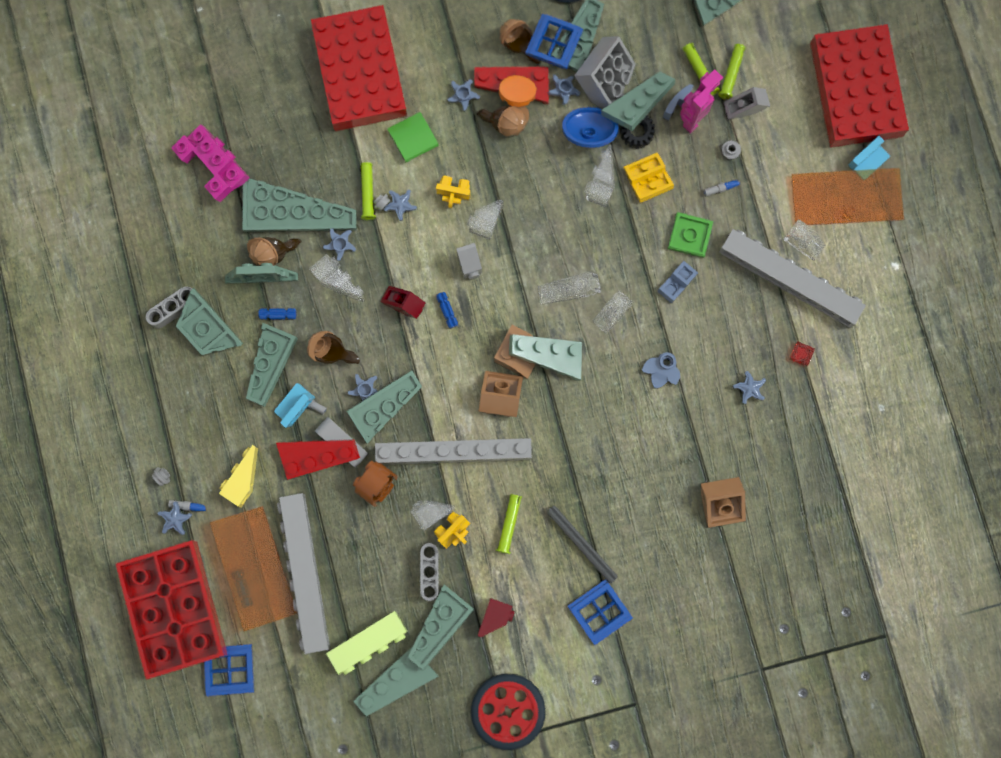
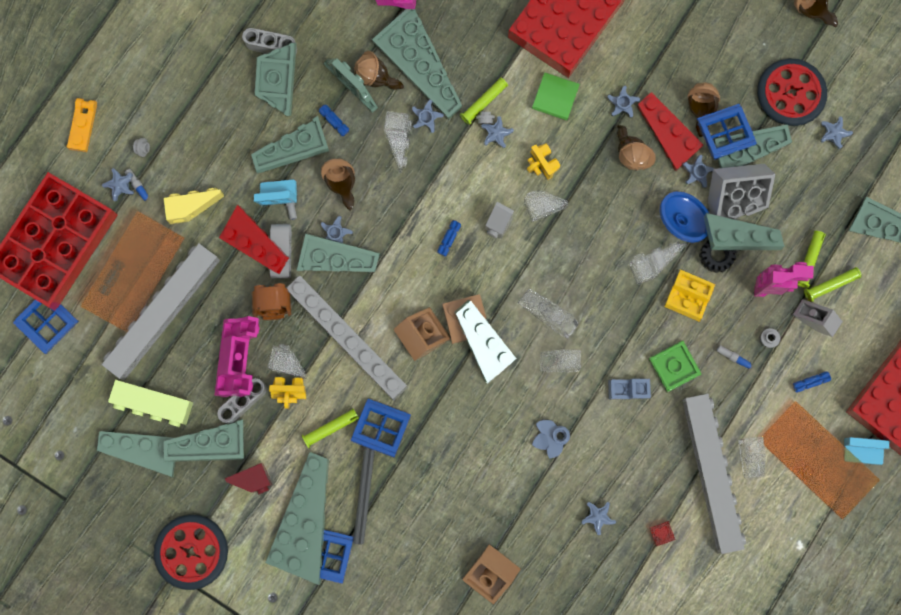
camera: 50 degrees right, 0 degrees up
(100, 507) = (82, 125): none -> light orange plate
(390, 548) = (233, 357): none -> dark pink bracket
(403, 302) = (425, 201): dark red slope -> none
(517, 90) = (661, 138): orange tile -> none
(551, 501) = (375, 444): none -> blue piece
(568, 615) = (301, 532): none -> sand green wing
(677, 100) = (760, 263): sand blue slope -> none
(788, 150) = (812, 381): none -> blue axle

